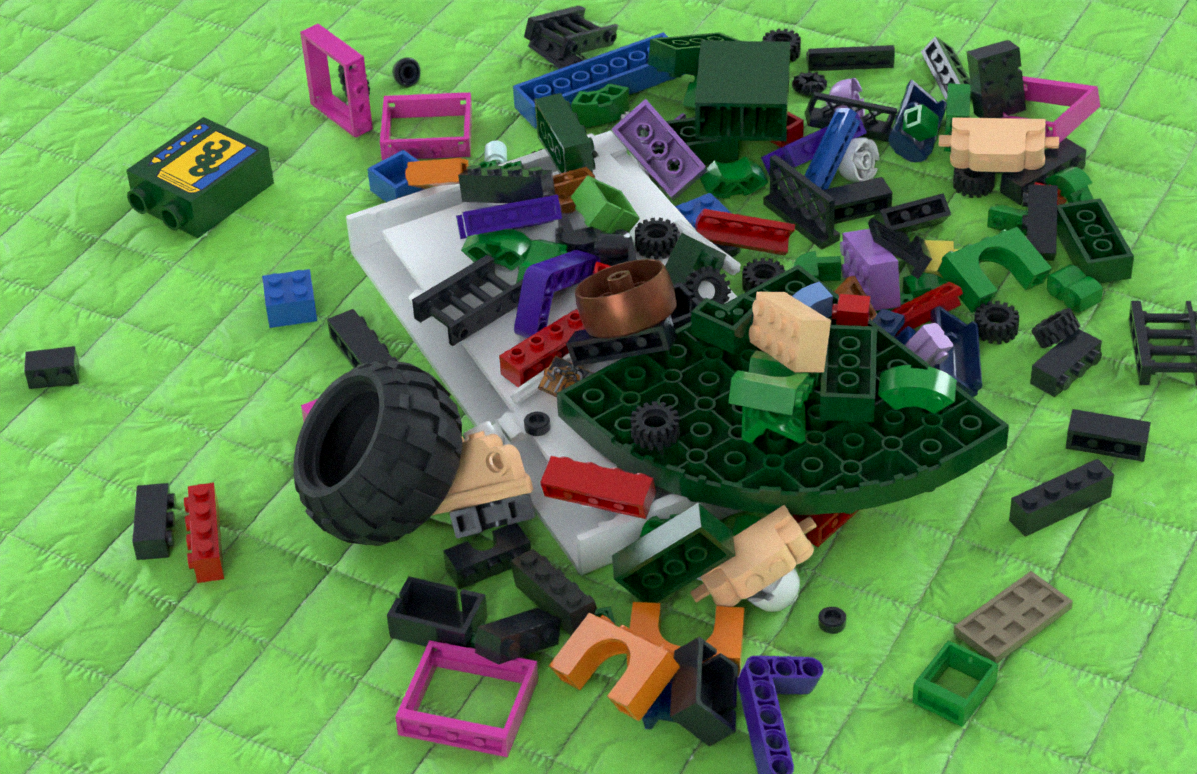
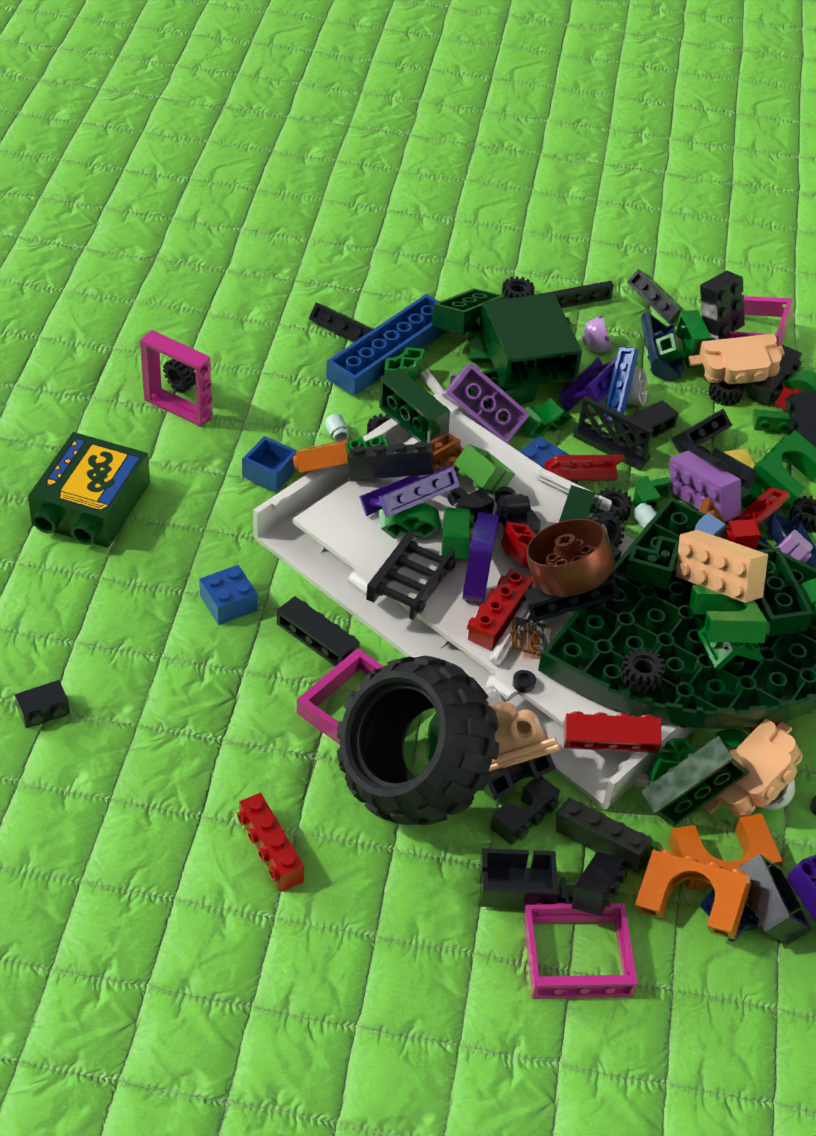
camera: 25 degrees left, 5 degrees up
(153, 521) = (217, 840): black brick -> none
(406, 72) = (219, 358): black brick -> none
(427, 106) = (261, 387): dark pink window -> none
(568, 20) = (347, 302): black fence -> none
(656, 238) = (534, 480): black tyre -> none
(875, 128) = (601, 355): black fence -> none

